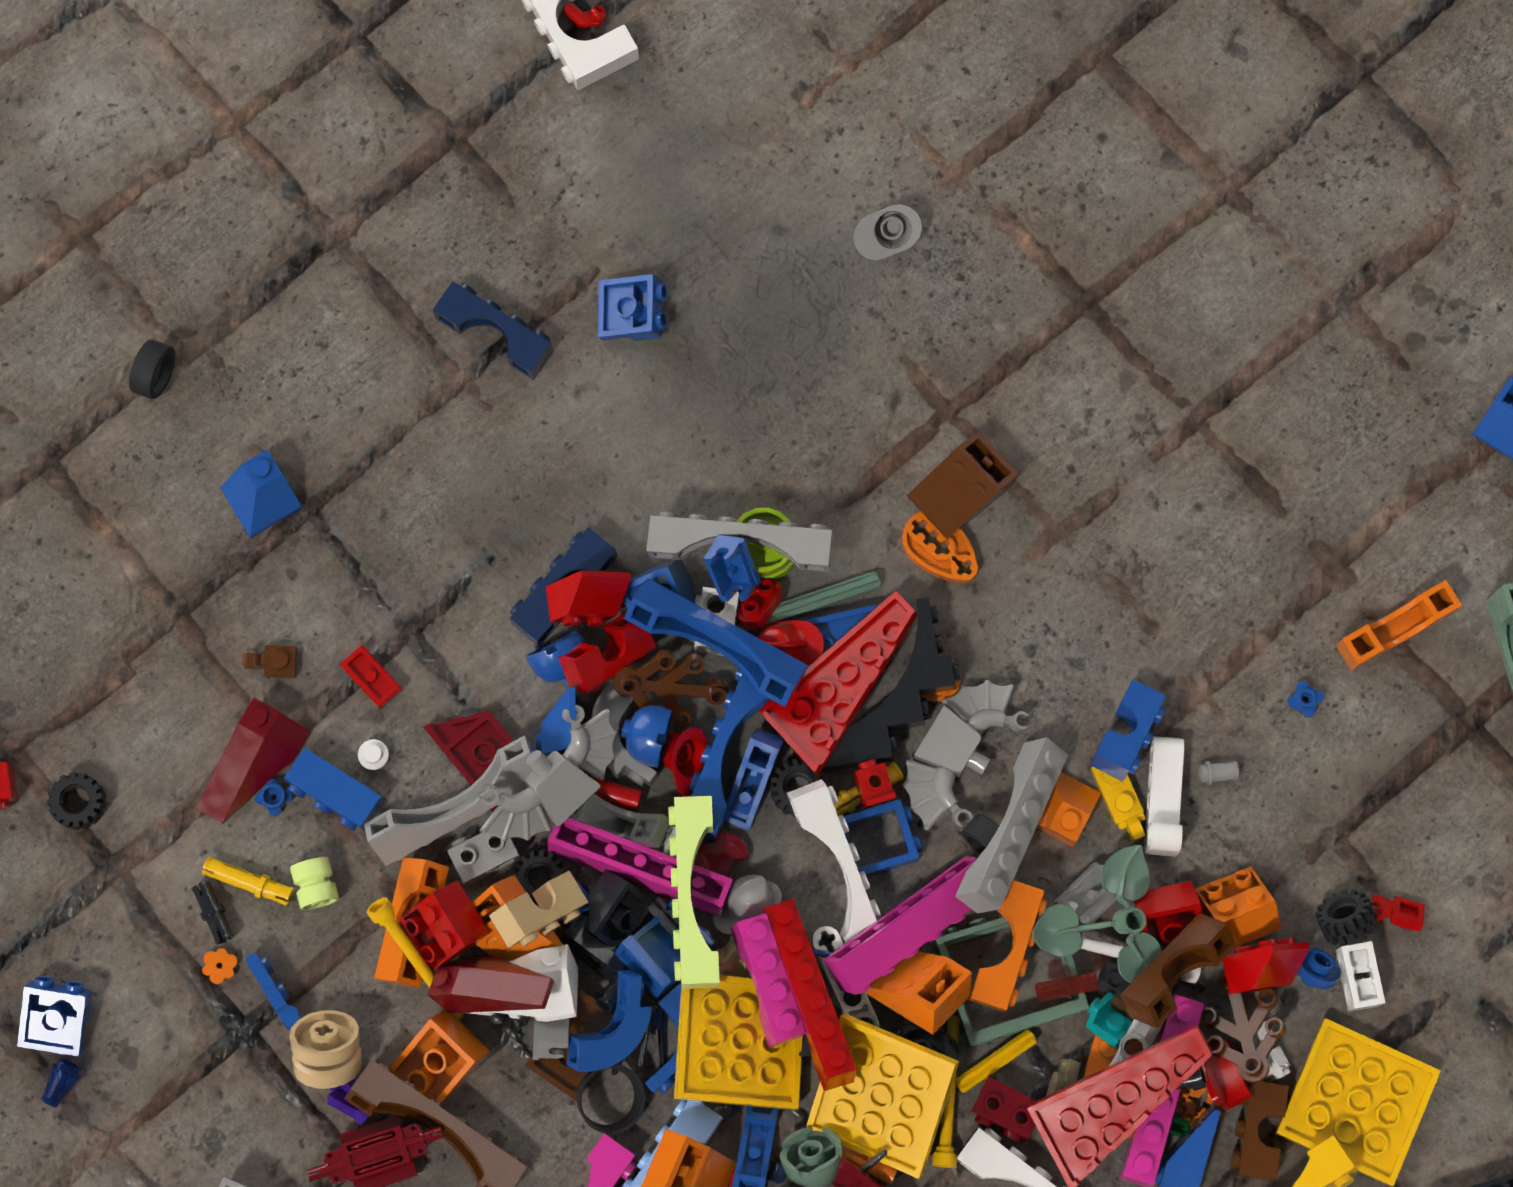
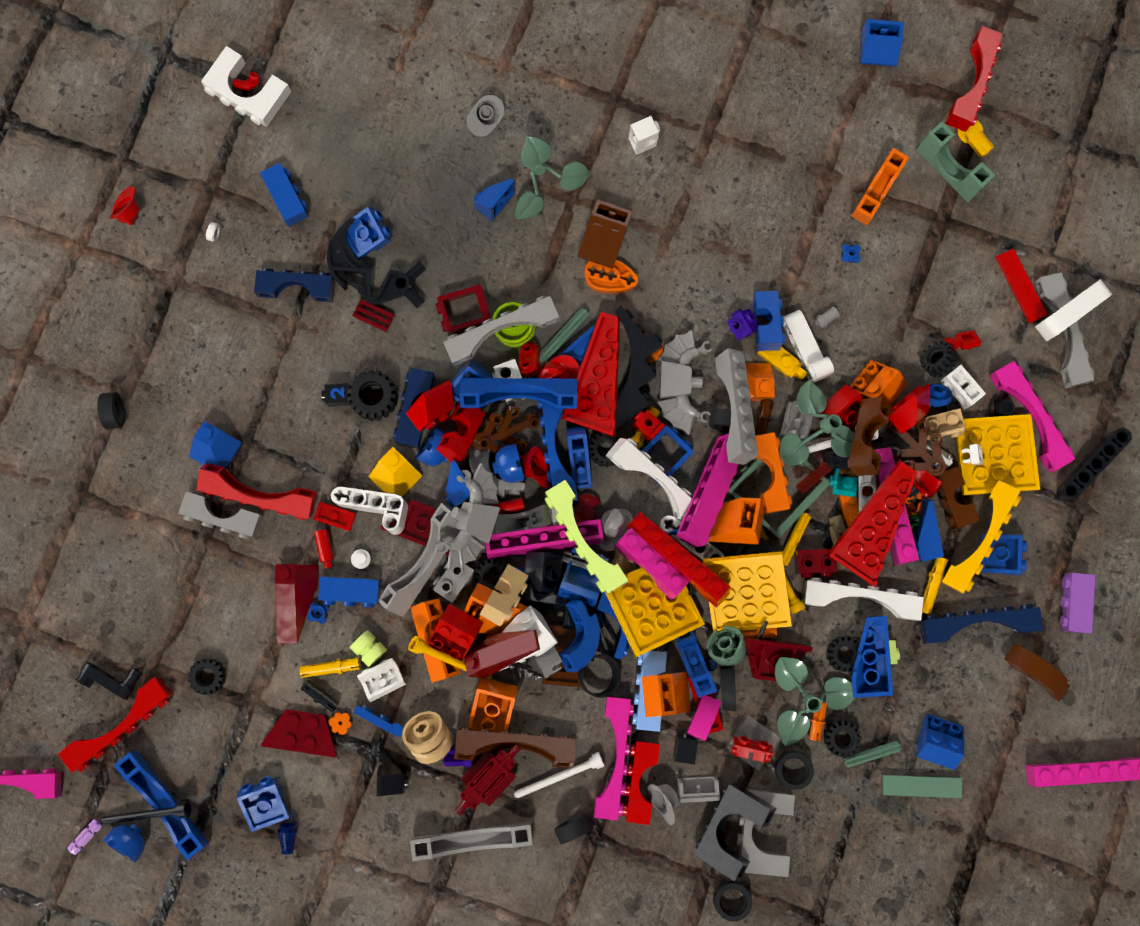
camera: 35 degrees left, 5 degrees up
(159, 950) = (301, 733): none -> dark red wing
(242, 545) = (219, 482): none -> arch
(243, 617) = (198, 508): none -> light grey arch
(245, 1076) = (390, 776): none -> black slope
(276, 662) = (276, 537): reddish brown plate -> none
(308, 935) = (381, 679): none -> white bracket
(325, 102) = (126, 207): none -> red piece
(332, 712) = (324, 548): none -> red cylinder
(424, 197) = (213, 232): none -> white tile
(426, 685) = (369, 502): none -> white beam
(466, 511) = (336, 395): none -> black brick
(484, 664) = (394, 474): none -> yellow slope
(508, 514) = (368, 380): none -> black tyre
(550, 197) = (284, 194): none -> blue brick
(564, 408) = (359, 309): none -> dark red tile
(620, 402) = (388, 290): none -> black piece
(685, 509) = (460, 328): none -> dark red window
(731, 567) = (504, 346): blue hinge -> none
(836, 354) = (494, 198): none -> blue slope
(922, 325) = (533, 156): none -> sand green plant
(1048, 864) = (764, 417): none -> reddish brown axle
(1090, 715) = (743, 323): none -> dark purple brick
(1097, 375) = (644, 134): none -> white brick
(1305, 1016) = (946, 424): none -> tan bracket
(1323, 1082) = (976, 455): none -> white tile
(1330, 1000) = (953, 405): none -> black plate
(1409, 1041) = (1005, 407): none -> black plate
(1447, 1145) = (1054, 449): none -> dark pink arch

